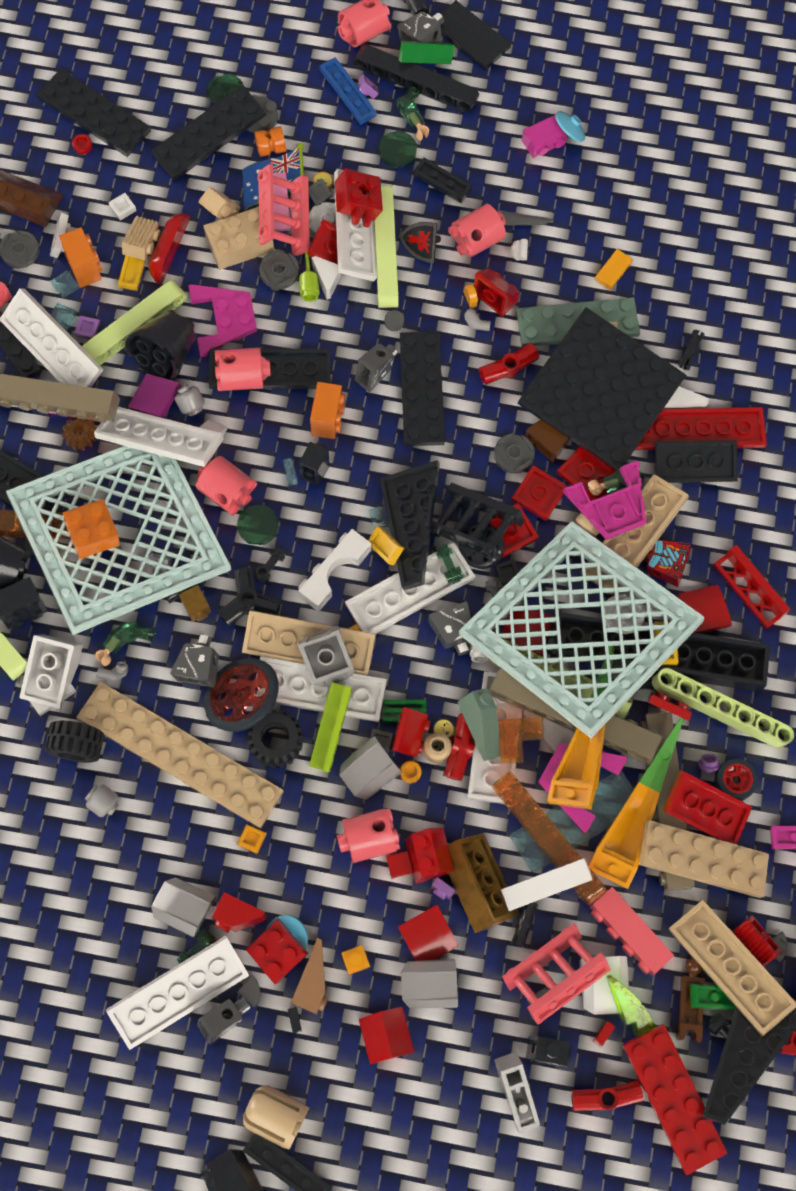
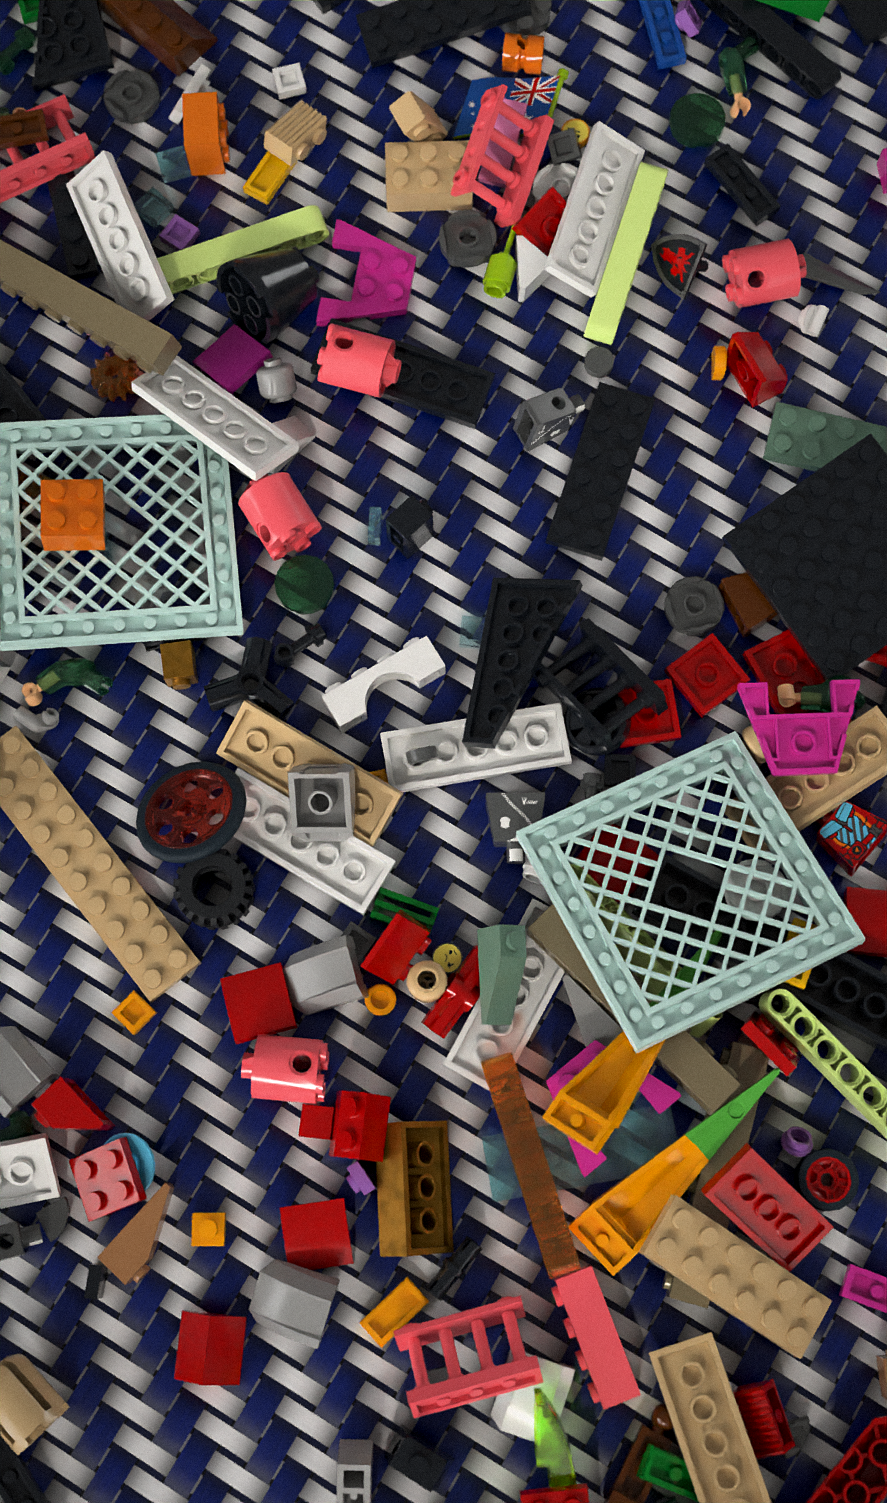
camera: 25 degrees right, 5 degrees up
(167, 246) = (329, 156): red brick -> none
(197, 663) = (150, 747): dark grey torso -> none
(327, 410) = (455, 458): orange brick -> none
(330, 727) = (294, 900): lime fence -> none
(332, 802) = (258, 1003): none -> red slope
(358, 196) = (612, 170): red hinge -> none
(378, 605) = (421, 755): none -> dark grey tile
(385, 545) = (463, 674): yellow tile -> none
(453, 574) = (541, 748): clear green bar -> none
(475, 322) = (710, 402): light grey arm -> none
(496, 966) = (394, 1311): none -> light orange tile
(514, 732) = (536, 1002): clear orange plate -> none
(519, 359) = (752, 477): red piece -> none
(547, 884) = (502, 1229): white tile -> none
(603, 1033) = (502, 1462): red tile -> none

